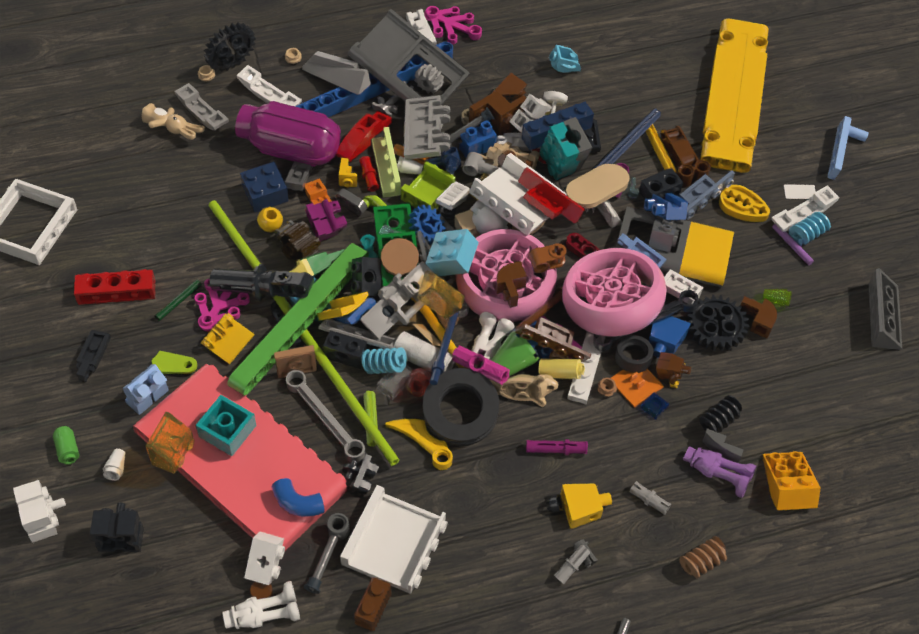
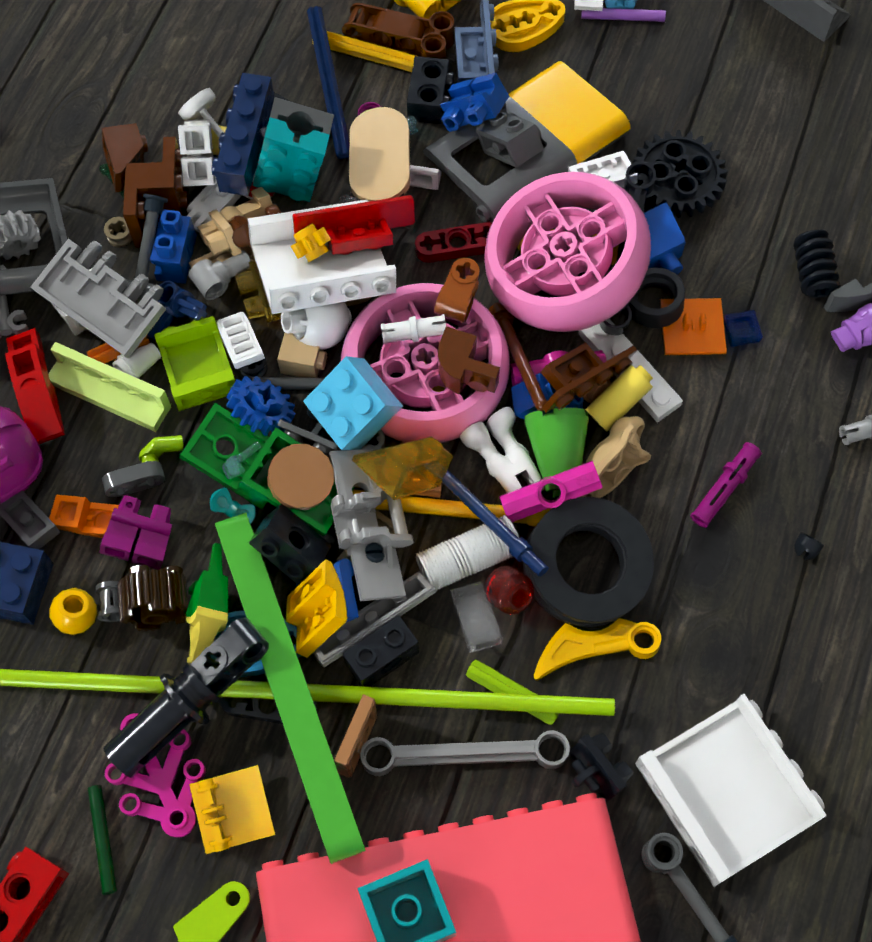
camera: 50 degrees left, 10 degrees up
(295, 503) = (605, 892): blue cylinder -> none
(347, 178) = (78, 455): yellow bracket -> none
(369, 173) = (104, 423): red pin -> none
(373, 604) = (815, 885): reddish brown brick -> none
(384, 360) = (445, 614): medium azure piece -> none
(431, 338) = (436, 526): tan sticker -> none
(511, 252) = (413, 329): none -> white pin
(519, 184) = (310, 242): none -> yellow gear
(564, 59) = (130, 54): medium azure hand -> none
(583, 503) = (834, 511): yellow torso -> none
(607, 382) = (678, 356): medium nougat plate -> none
(641, 247) = (516, 177): medium blue plate -> none
(671, 368) = (710, 269): reddish brown piece -> none
(763, 315) = (708, 117): reddish brown brick -> none
(778, 296) = (690, 82): clear neon green cone -> none

